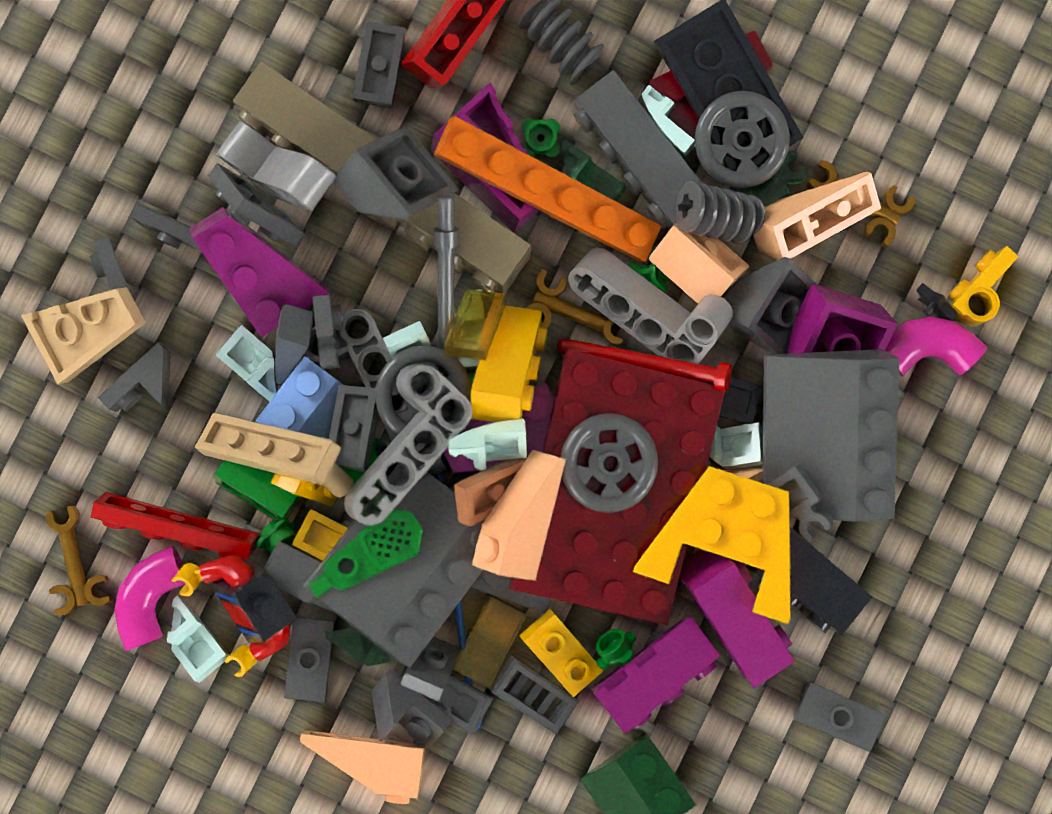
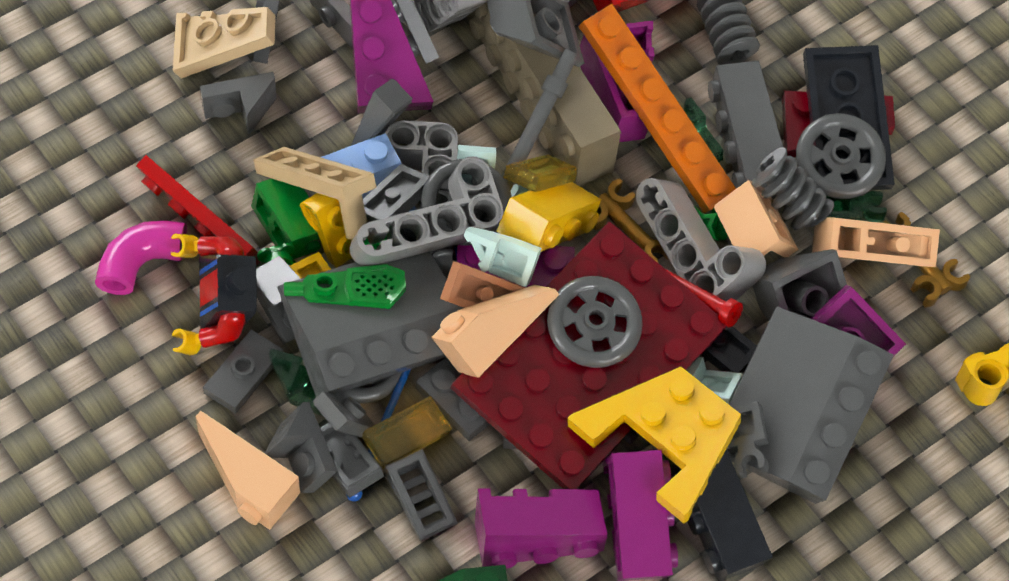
camera: 25 degrees right, 25 degrees down
(80, 591) = (91, 226): pearl gold bar -> none
(194, 642) = (154, 309): light aqua slope -> none
(250, 361) = (335, 125): light aqua slope -> none
(327, 320) = (418, 114): dark grey plate -> none
(549, 130) = (677, 83): green plate -> none
(561, 652) = (464, 467): yellow plate -> none
(615, 648) = (508, 484): green plate -> none
(659, 108) = (784, 112): light aqua slope -> none
(935, 303) = (948, 360): black piece -> none
(937, 339) = (932, 386): dark pink cylinder -> none

